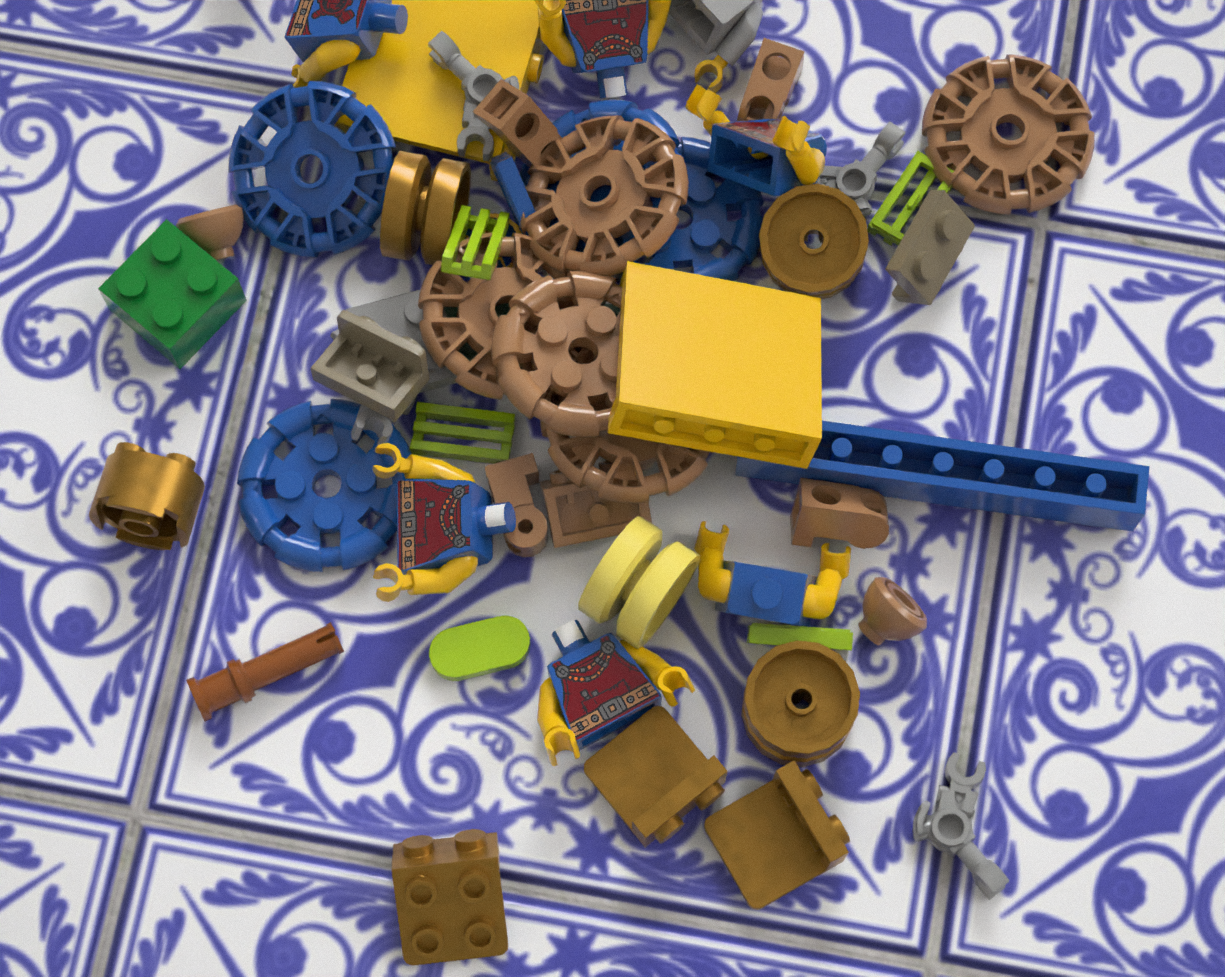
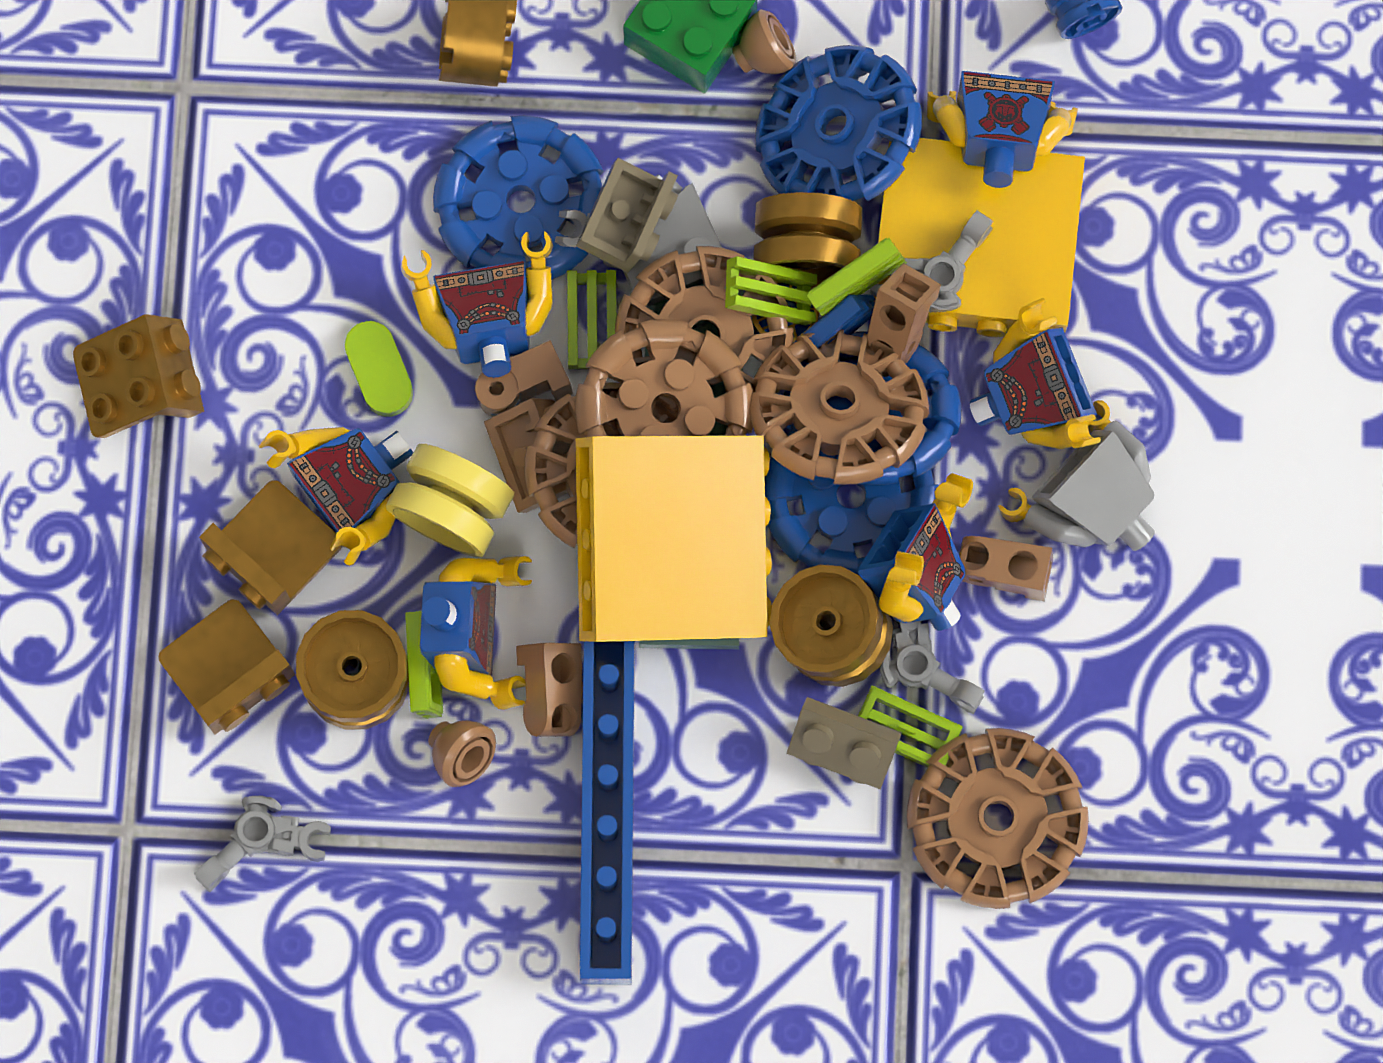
camera: 80 degrees right, 5 degrees up
(241, 679) = (318, 155): dark orange pin -> none
(478, 157) = (857, 276): none -> lime tile

